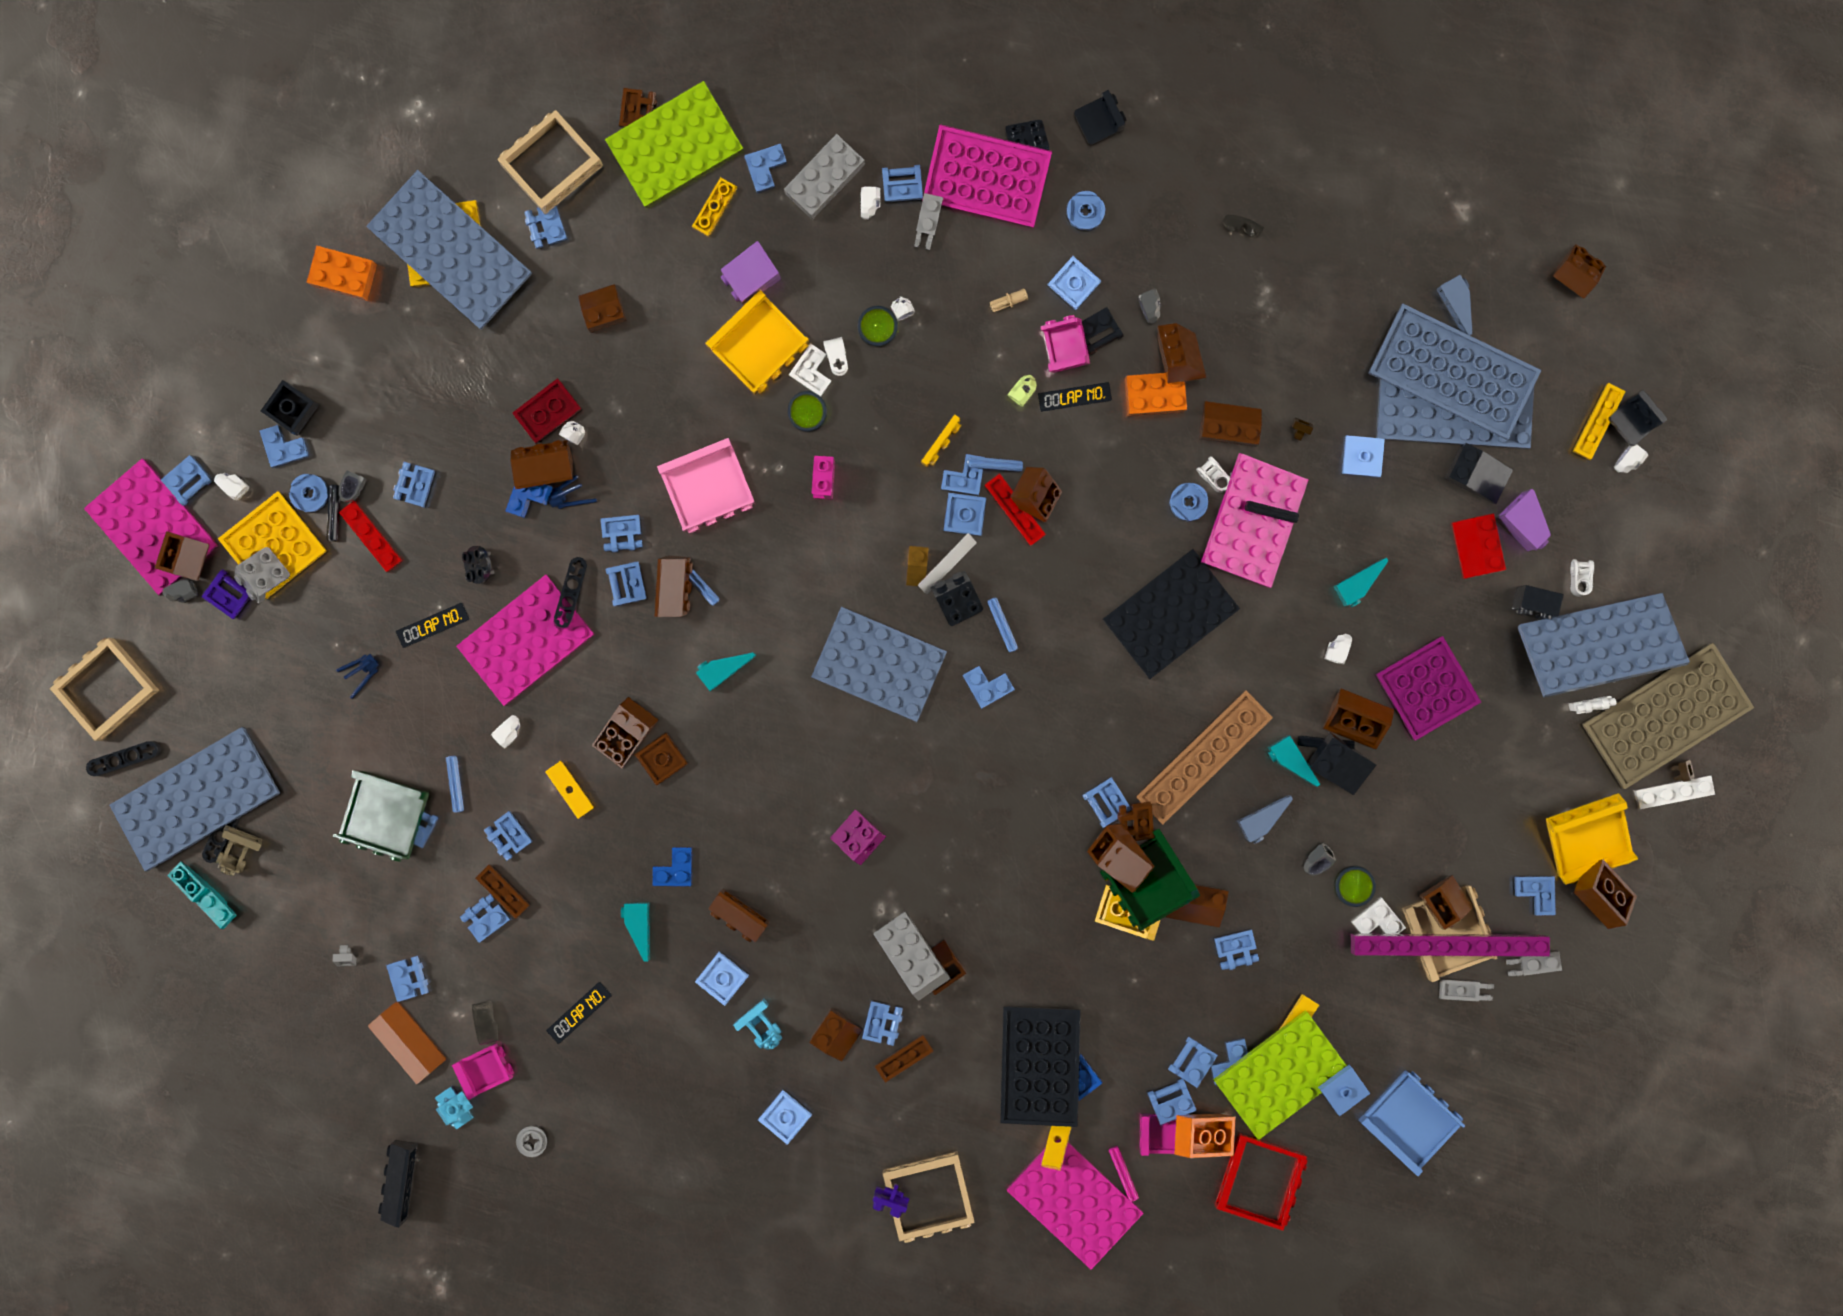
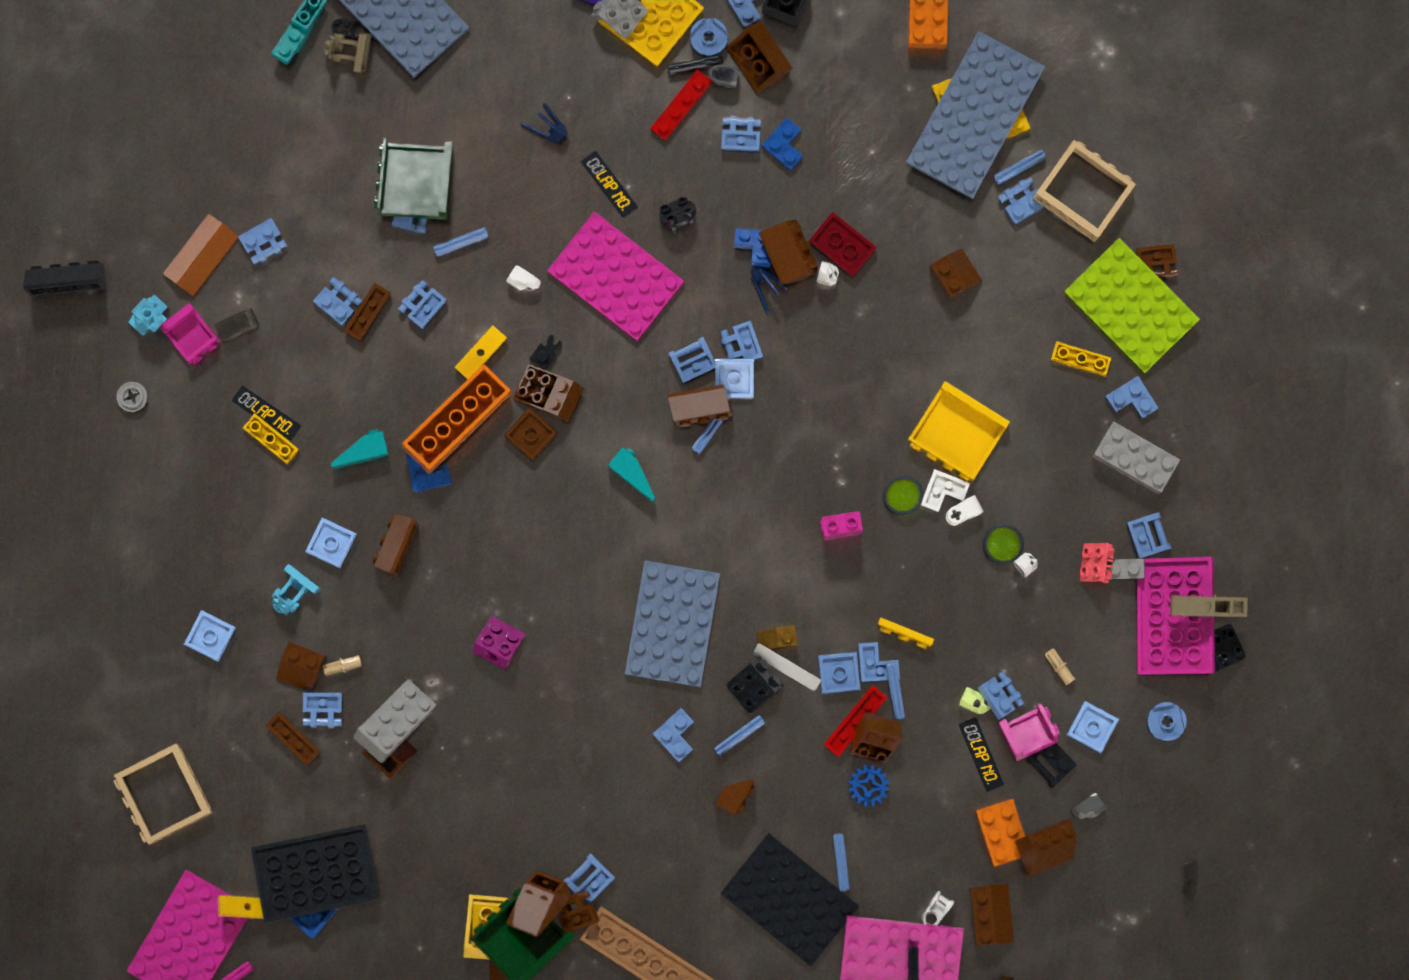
camera: 80 degrees right, 5 degrees down
(340, 448) = (759, 57): none -> reddish brown slope
(345, 957) = (269, 177): light grey tile -> none
(433, 449) = (778, 144): none -> blue plate
(511, 219) = (1019, 167): none -> medium blue axle
(570, 593) = (671, 305): black beam -> none
(586, 727) = (543, 354): none -> black plate
(614, 1007) = (279, 446): none -> yellow tile
(629, 828) = (456, 419): none -> orange brick
(652, 545) = (736, 376): none -> light blue plate
(706, 485) = (807, 415): bright pink panel -> none
(750, 273) = (1023, 408): medium lavender slope -> none
(844, 994) = (342, 665): none -> tan axle
(869, 201) = (1122, 508): white rock -> none
(890, 1198) = (154, 756): dark purple hips -> none
(917, 240) = (1095, 562): none -> coral hinge
(987, 139) = (1208, 606): none -> dark tan slope
(1023, 368) = (996, 697): none -> medium blue plate
(1060, 643) = (733, 795): none -> reddish brown slope
(1088, 514) = (867, 794): none -> blue gear
(1100, 118) = (1261, 714): black bracket -> none
(1144, 555) = (841, 862): none -> medium blue axle
(1200, 501) = (893, 893): medium blue plate -> none

